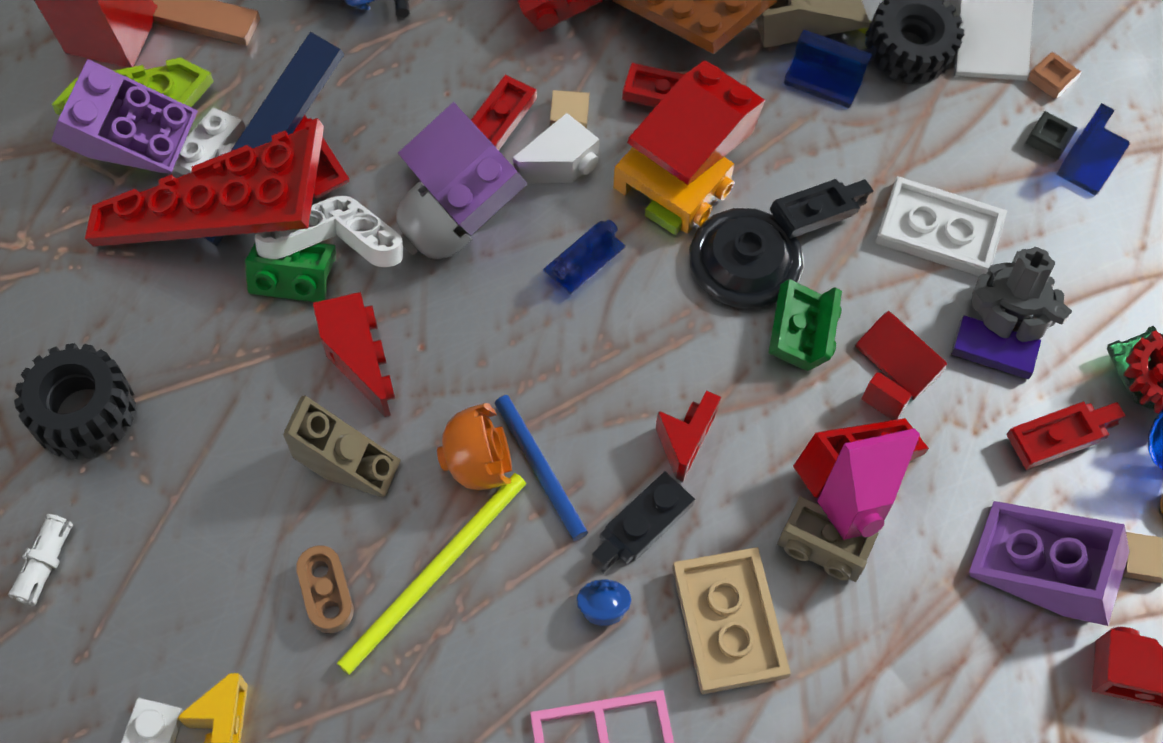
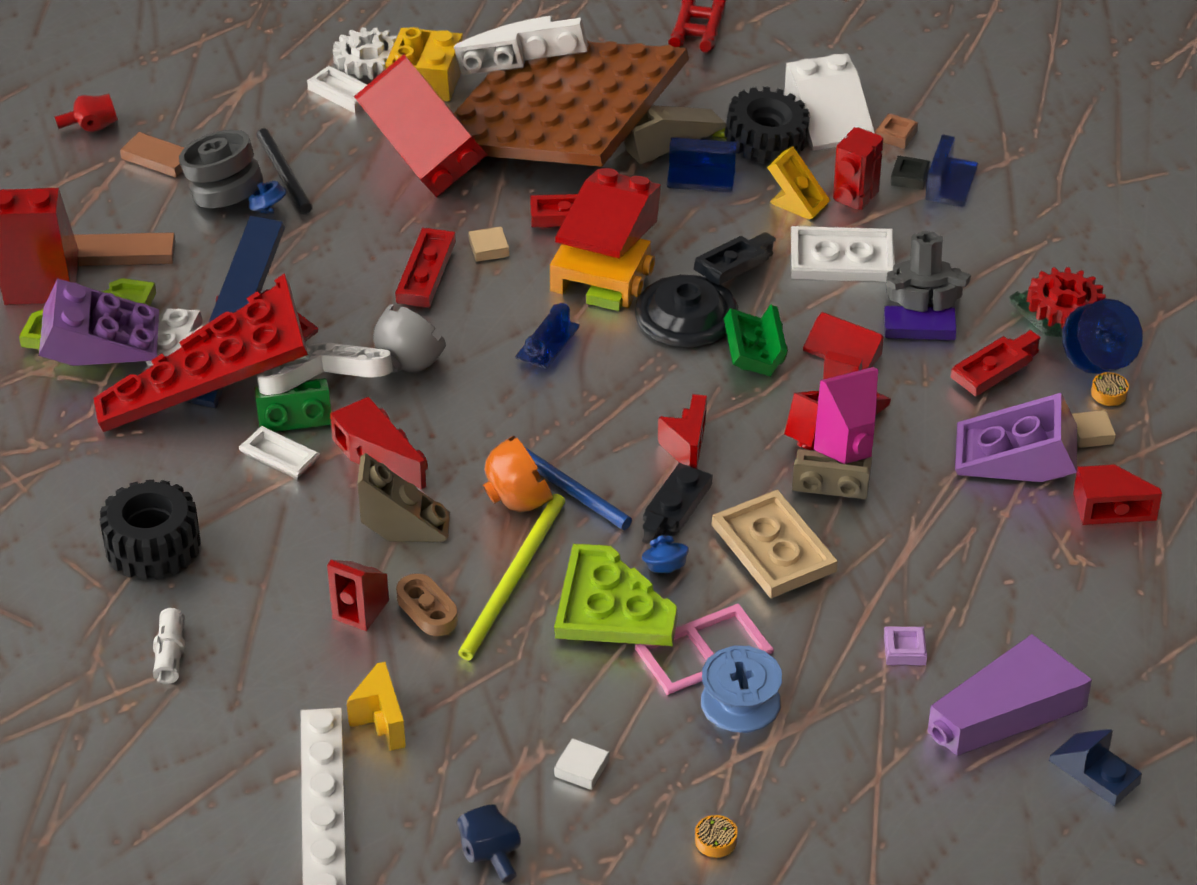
camera: 15 degrees left, 20 degrees down
(254, 327) = (279, 452): none -> white tile
(254, 553) = (356, 593): none -> red slope
(462, 169) = (423, 286): medium lavender slope -> none
(521, 650) = (611, 601): none -> lime plate
(559, 153) = (494, 273): white slope -> none
(919, 126) = (800, 189): none -> yellow slope
(993, 124) = (858, 168): none -> red brick

